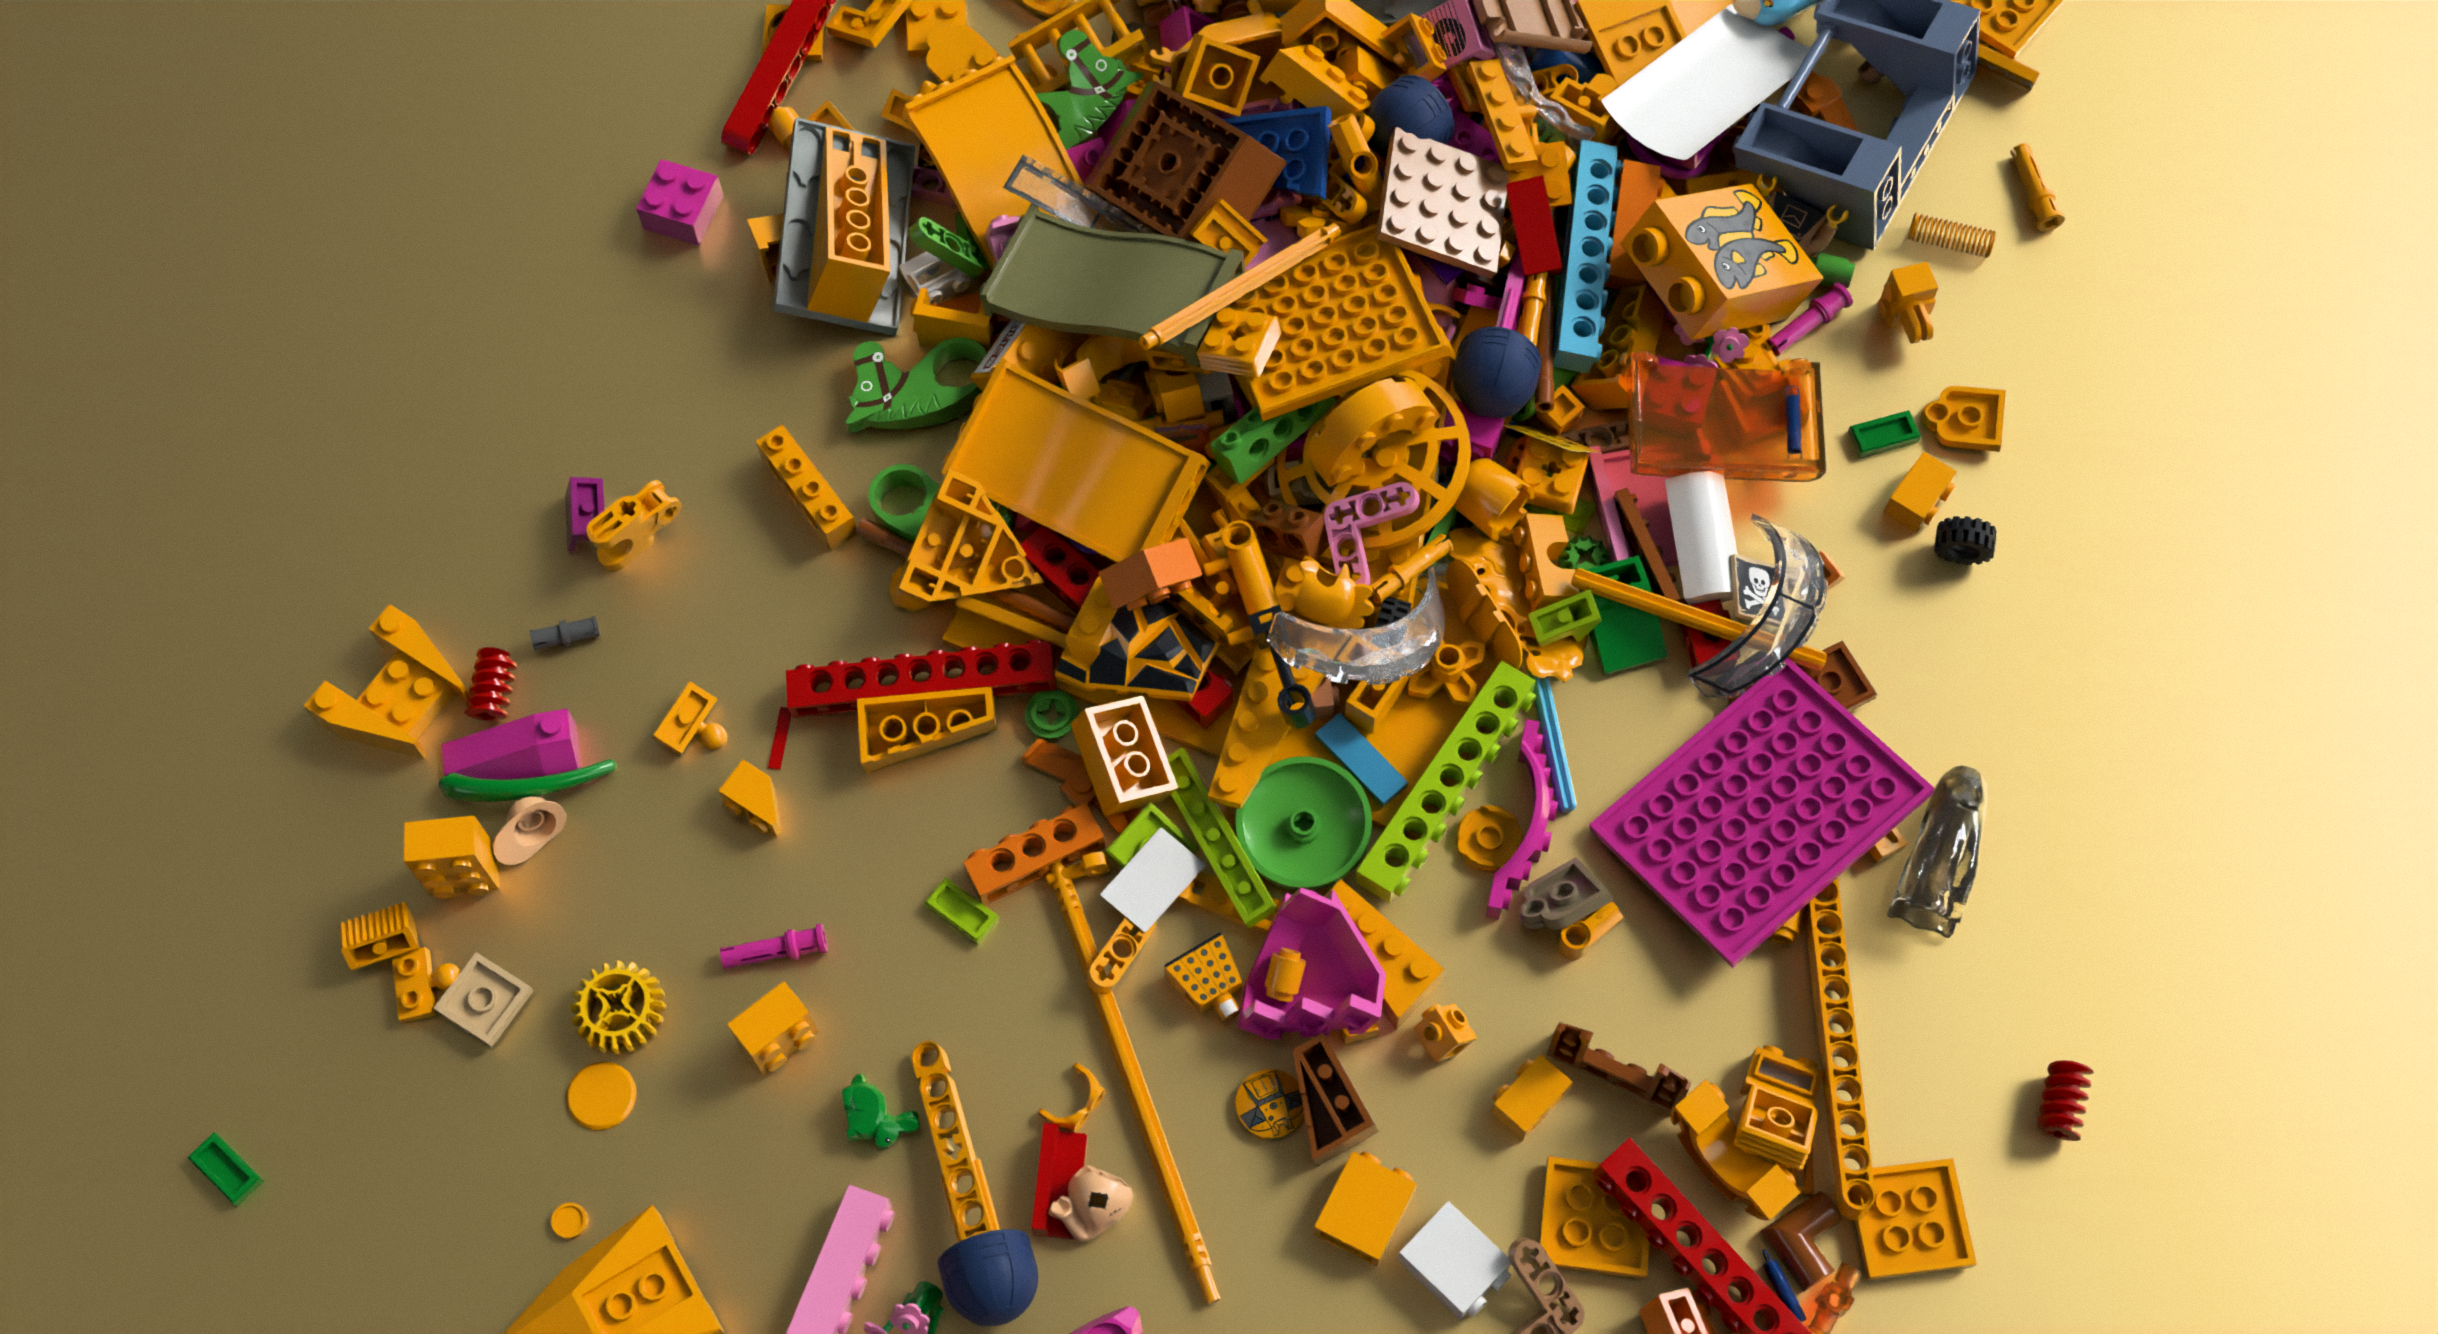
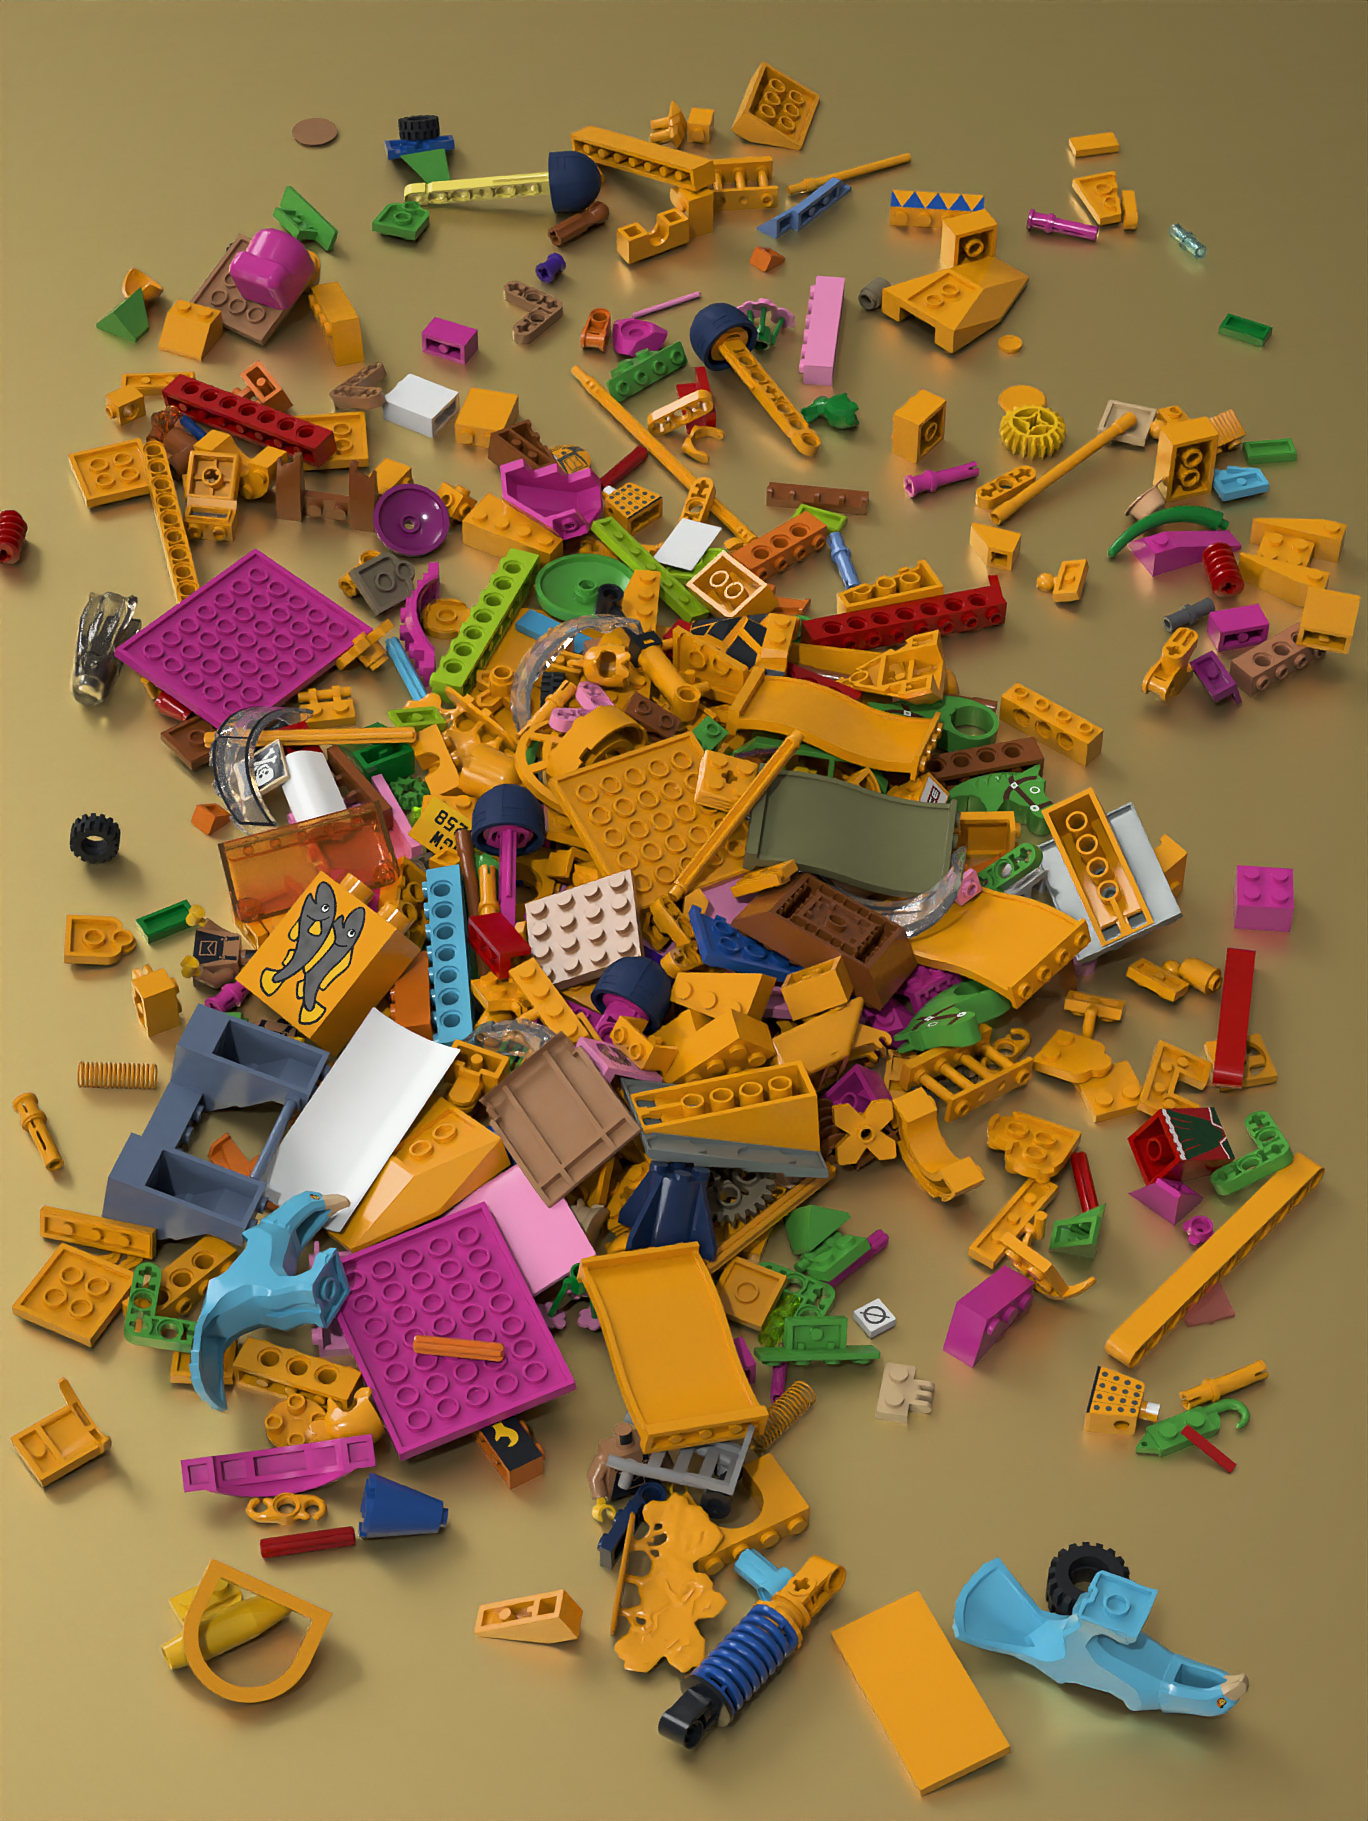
camera: 165 degrees right, 20 degrees down
(317, 909) = (1269, 451): none -> bright green tile
(383, 852) = (1239, 482): none -> medium azure wing
(421, 522) = (1328, 620): none -> light orange slope
(507, 542) = (1271, 661): none -> nougat brick
(507, 968) = (1009, 507): none -> light orange piece
(517, 594) = (1237, 627): none -> dark pink brick
(668, 916) = (991, 495): none -> light orange beam
(889, 436) = (961, 765): none -> dark orange brick
(950, 953) = (819, 497): none -> dark orange hinge
(957, 826) = (842, 557): none -> medium blue pin
(1093, 1136) = (698, 410): none -> light orange beam
(1093, 1203) = (668, 388): light nougat piece -> none
(1119, 1274) = (644, 370): none -> bright green bracket
(1151, 575) = (744, 631): orange brick -> none
(1198, 1069) = (624, 467): none -> red axle
(1284, 974) = (577, 499): light orange brick -> none
(1351, 145) = (669, 933): light orange piece -> none
(1511, 999) = (413, 506): none -> magenta dish
(1604, 777) = (367, 648): none -> light orange plant
(1663, 706) = (330, 713): none -> light orange plate
(1793, 423) = (248, 878): blue piece -> none
(1840, 354) = (216, 953): none -> torso
(1920, 492) = (133, 876): light orange brick -> none

